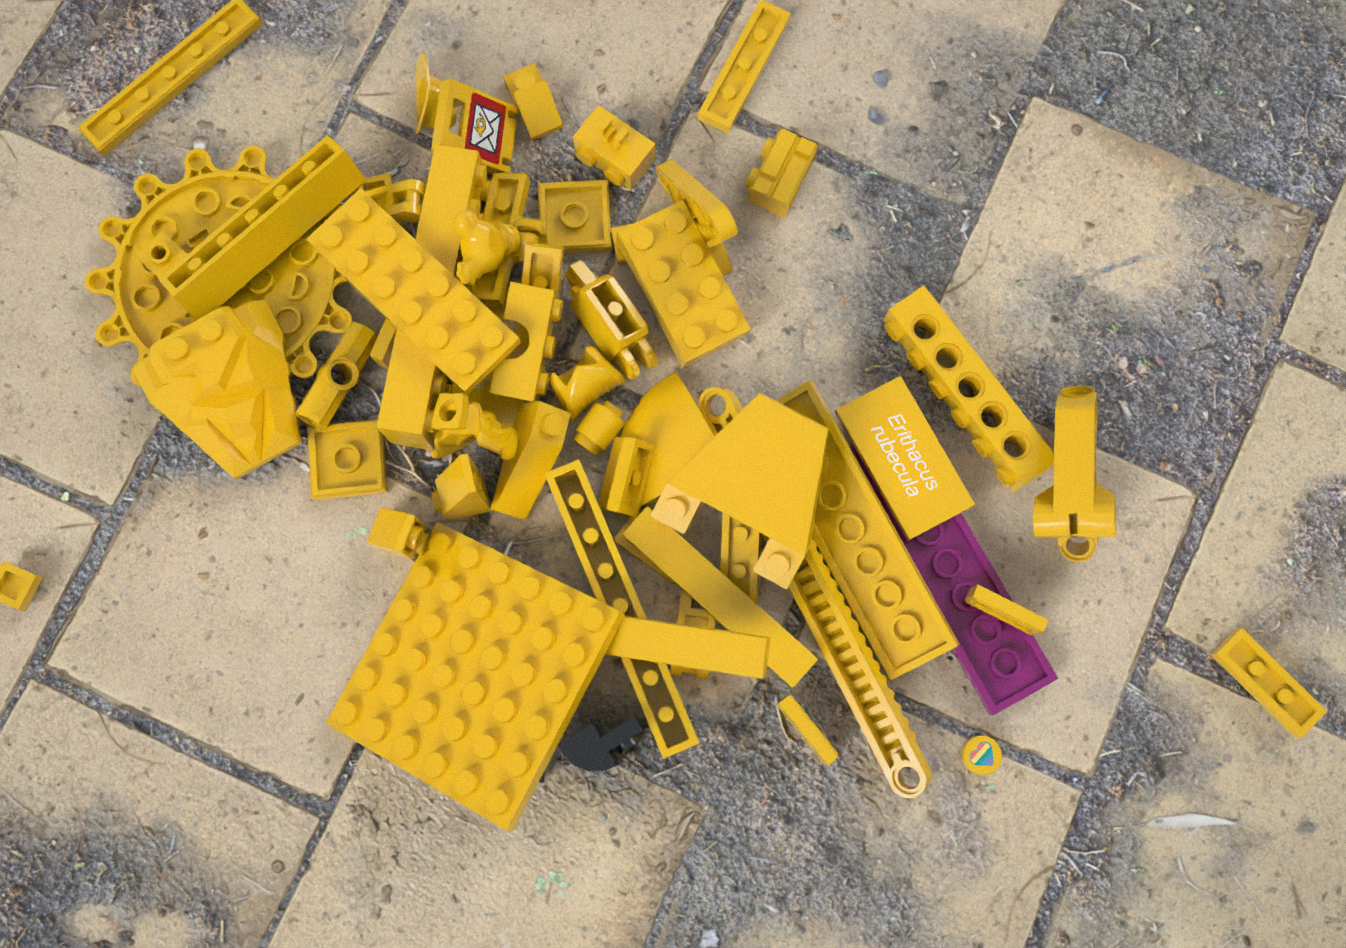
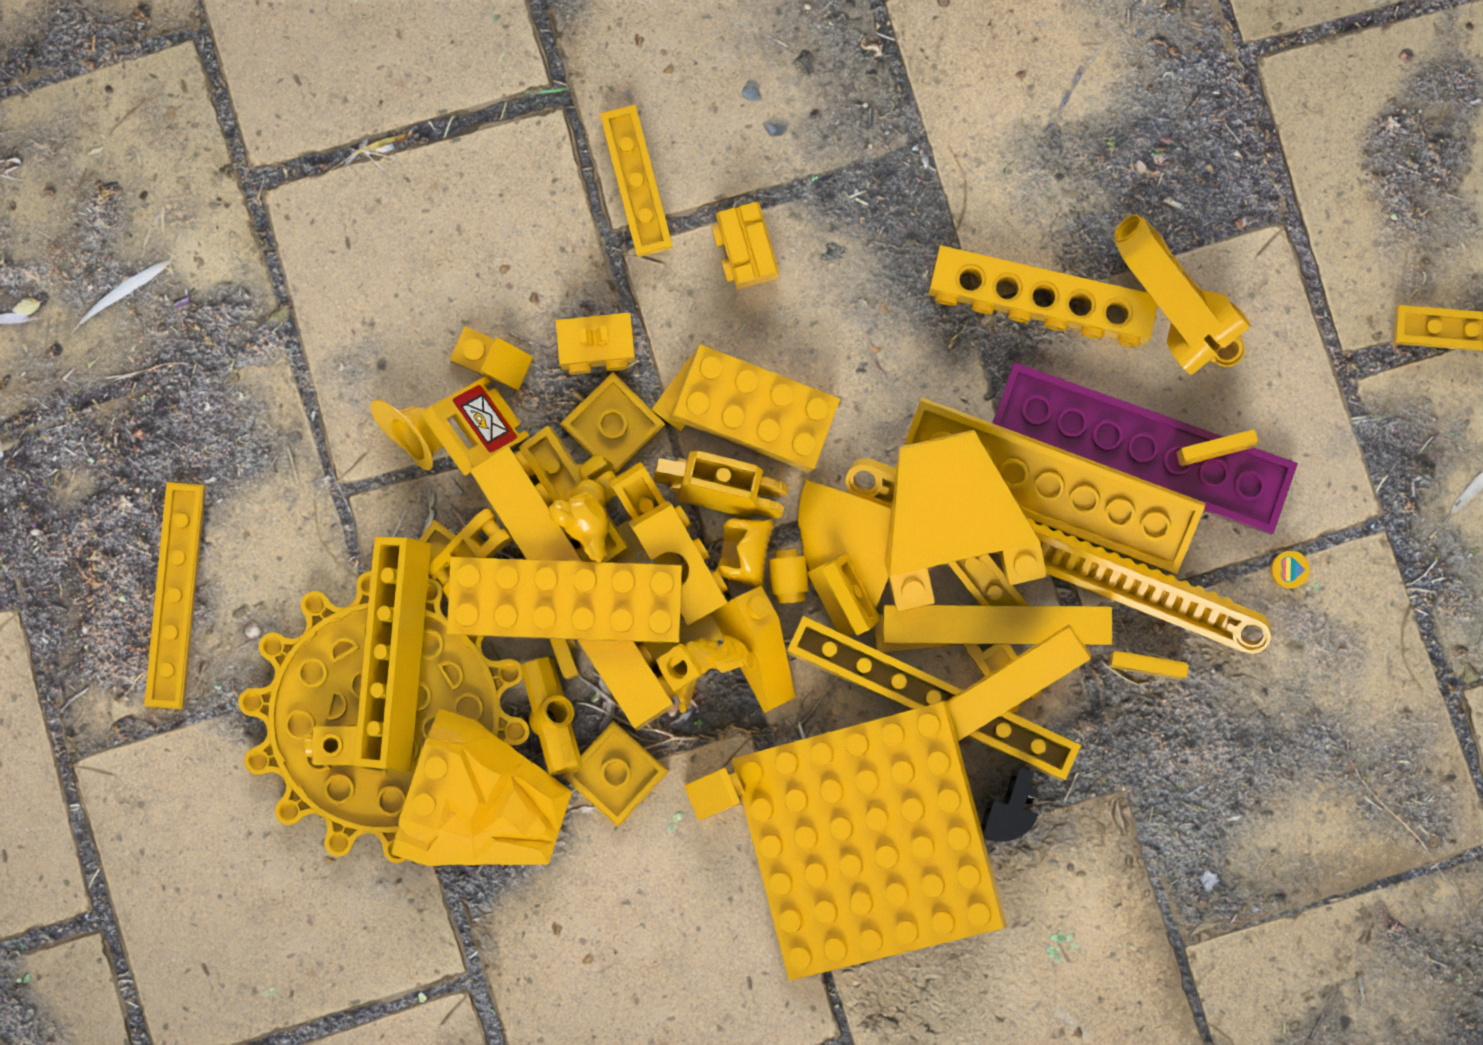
camera: 40 degrees left, 5 degrees up
(461, 490) = (733, 720): yellow slope -> none
(707, 210) = (736, 342): yellow beam -> none
(904, 458) = (1042, 395): yellow tile -> none

